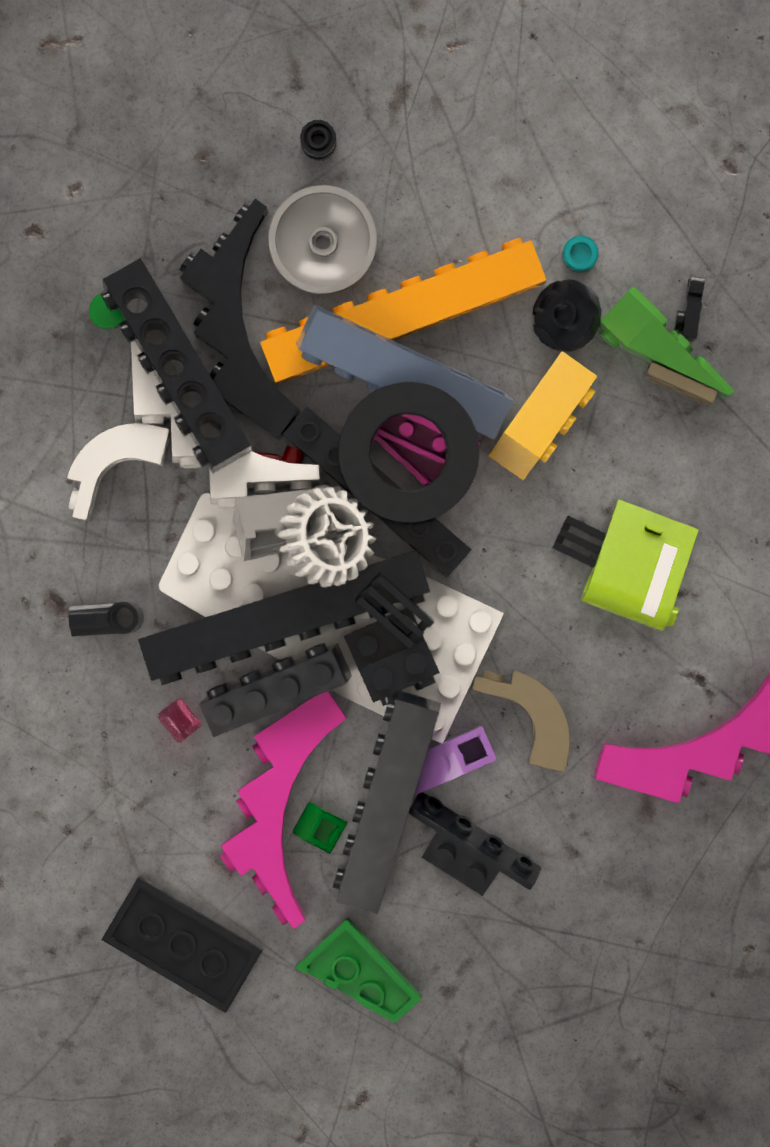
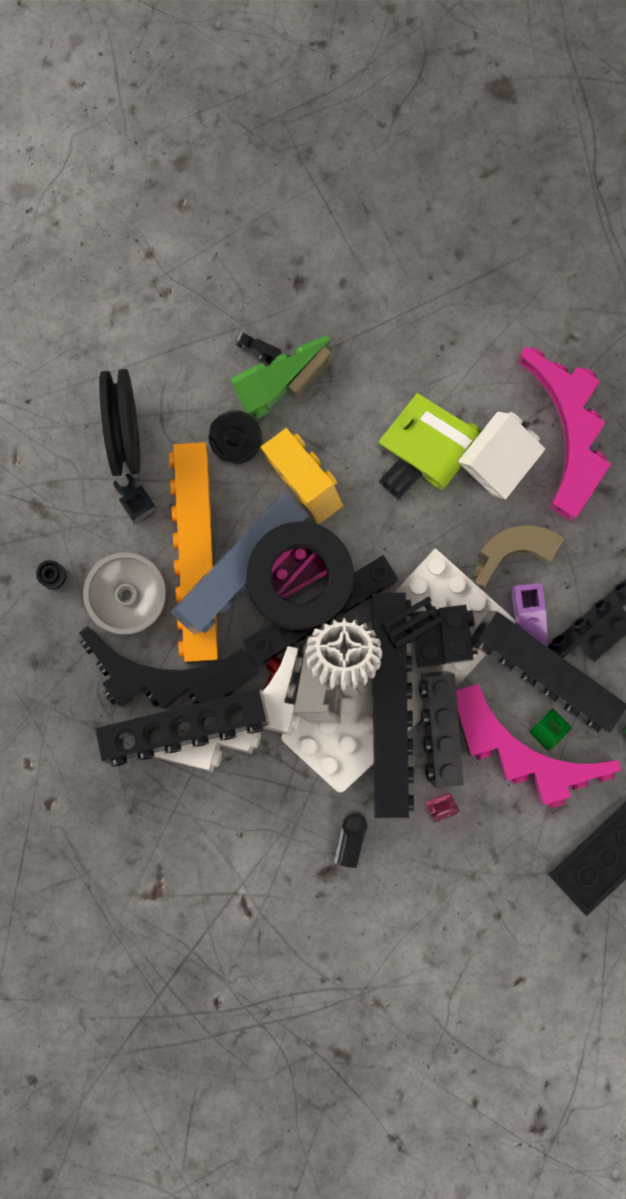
camera: 70 degrees left, 5 degrees down
(102, 316) = (128, 771): green tile -> none
(108, 449) = (227, 799): white arch -> none
(445, 215) = (135, 501): none -> black plate
(534, 163) = (119, 422): none -> black tyre
(580, 254) = (194, 415): teal tile -> none
(648, 661) = (502, 454): none -> white brick

